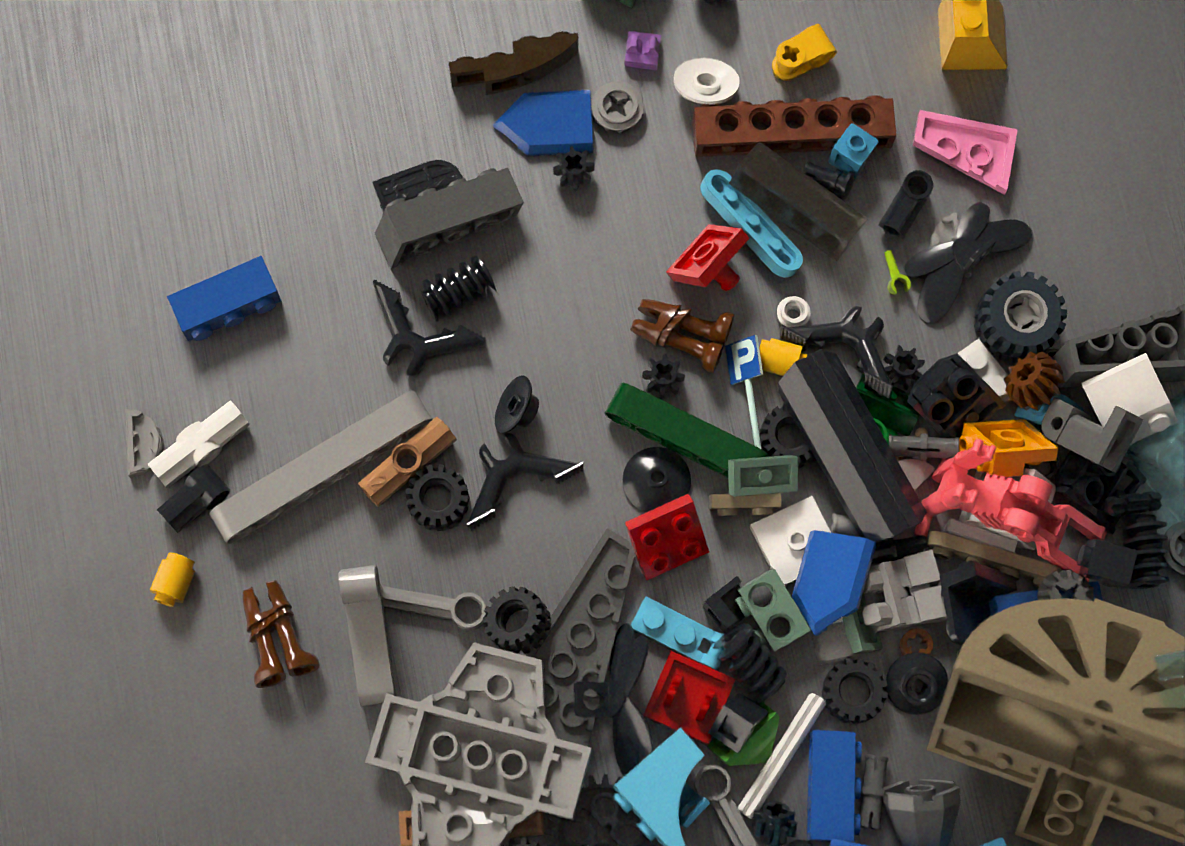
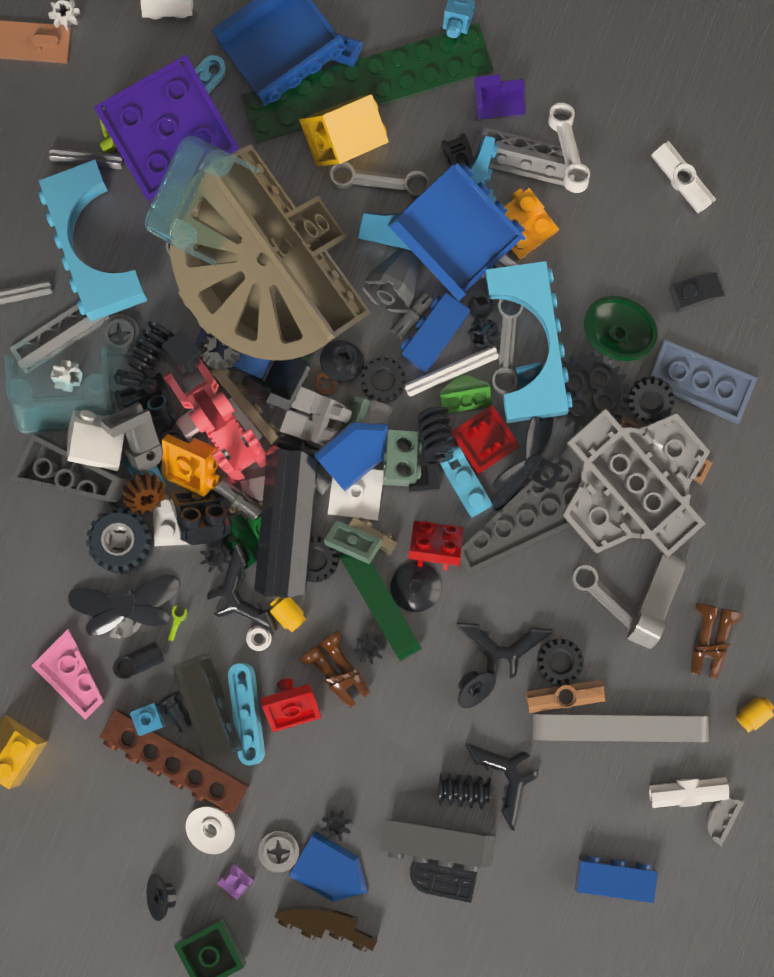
camera: 140 degrees left, 10 degrees up
(201, 492) = (706, 758): black piece -> none
(504, 607) = (570, 561): black tyre -> none
(737, 721) = (467, 404): black panel -> none
(743, 365) = (314, 622): piece -> none
(806, 50) = (128, 809): yellow piece -> none

